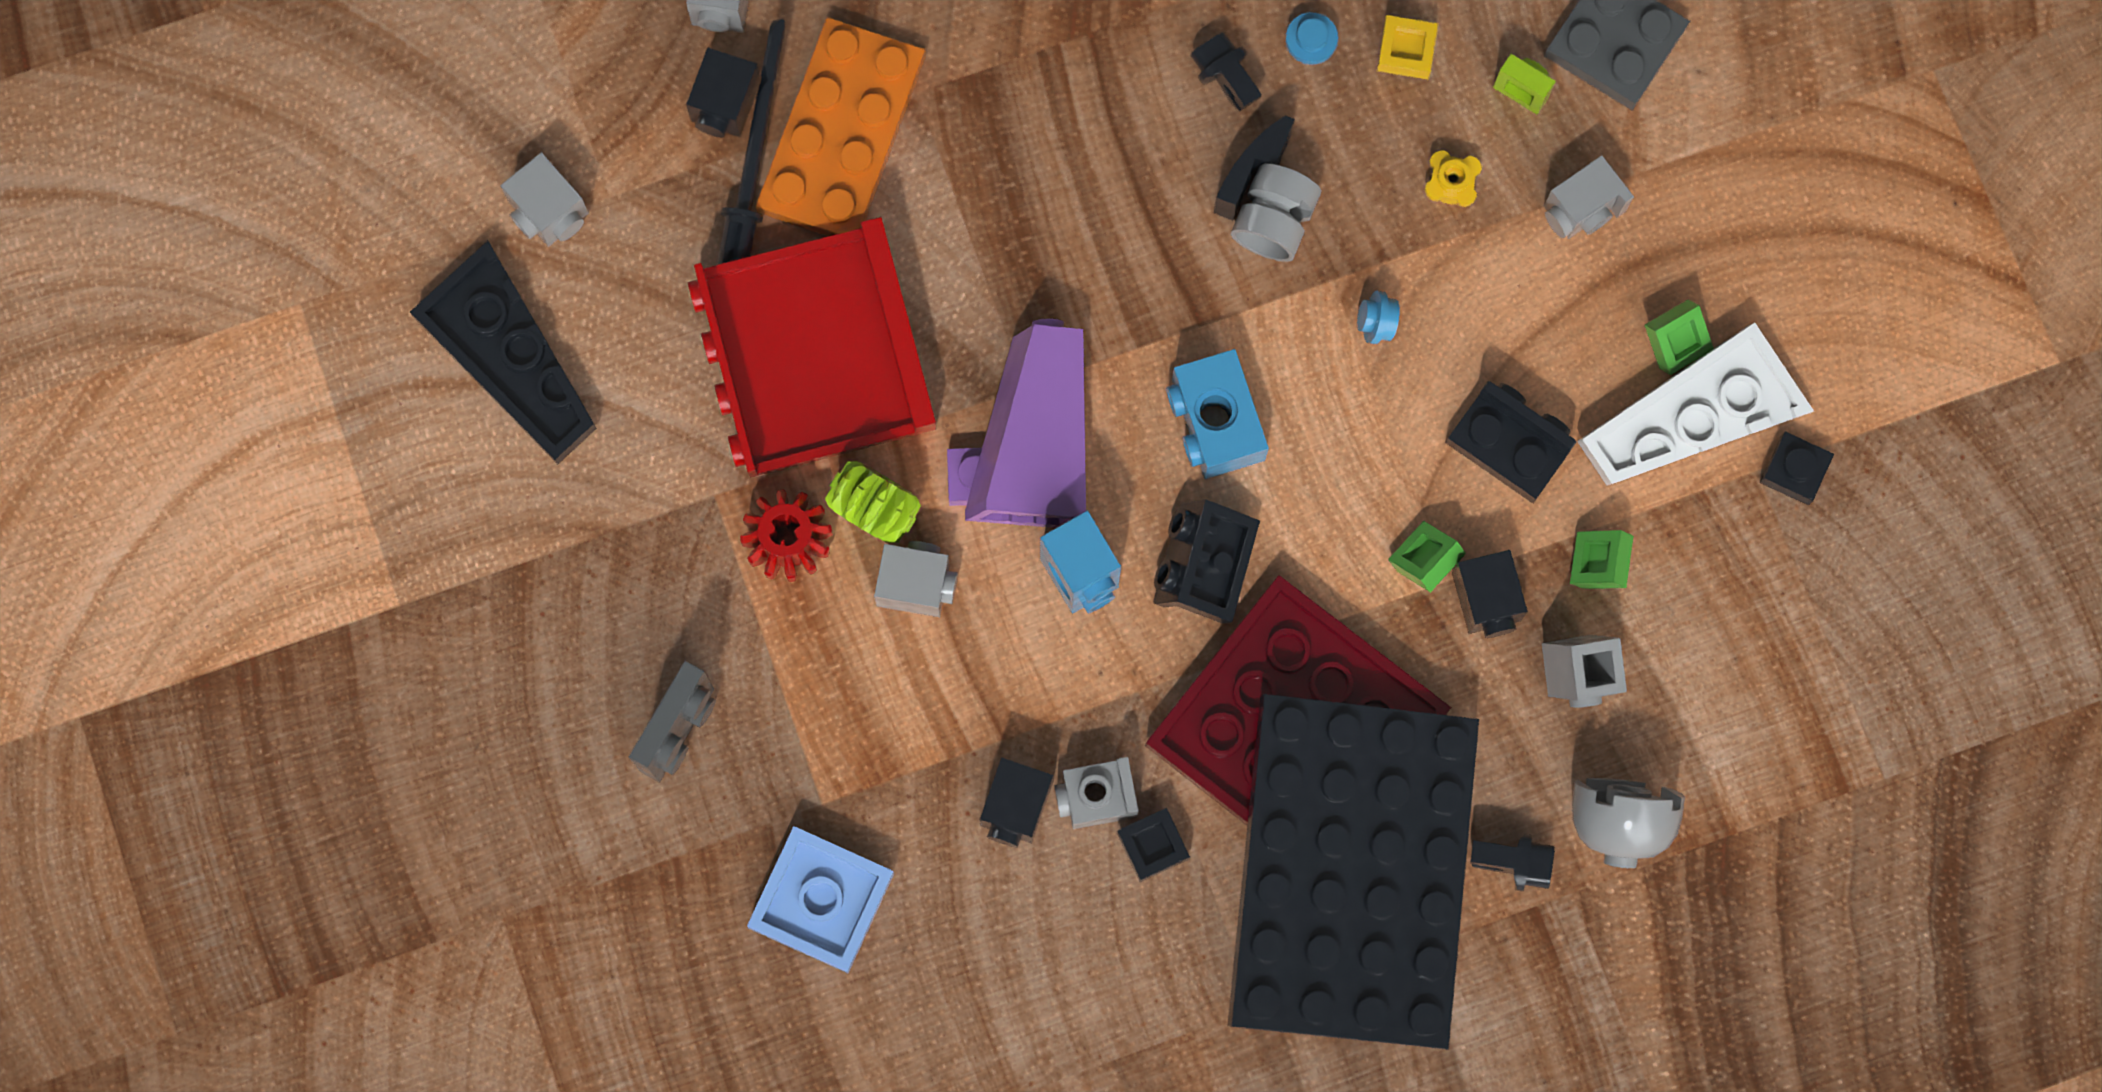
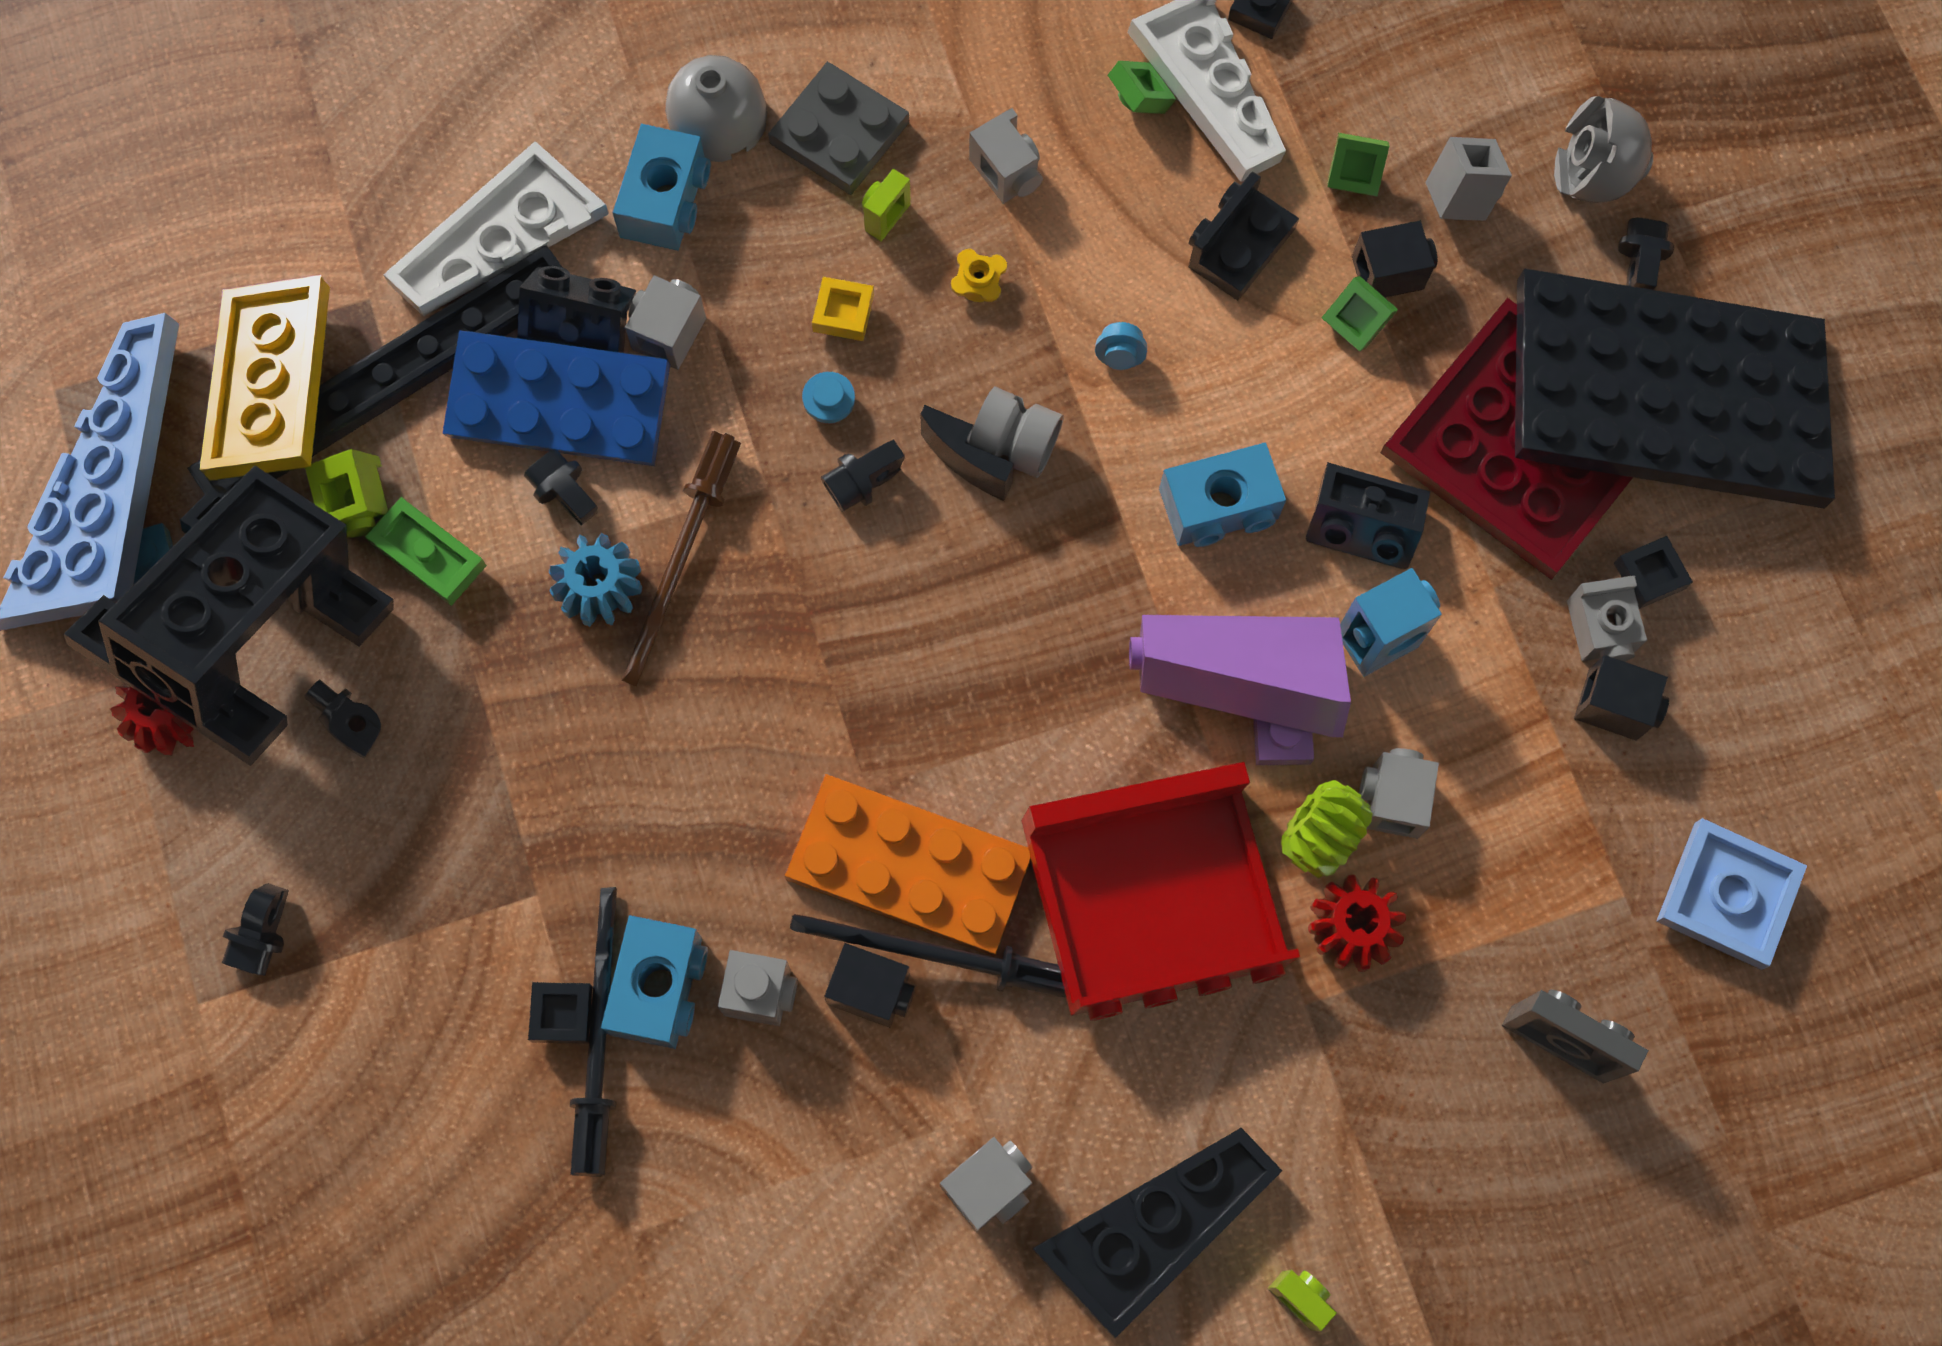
camera: 90 degrees left, 5 degrees down
(442, 477) = (1304, 1298): none -> lime plate

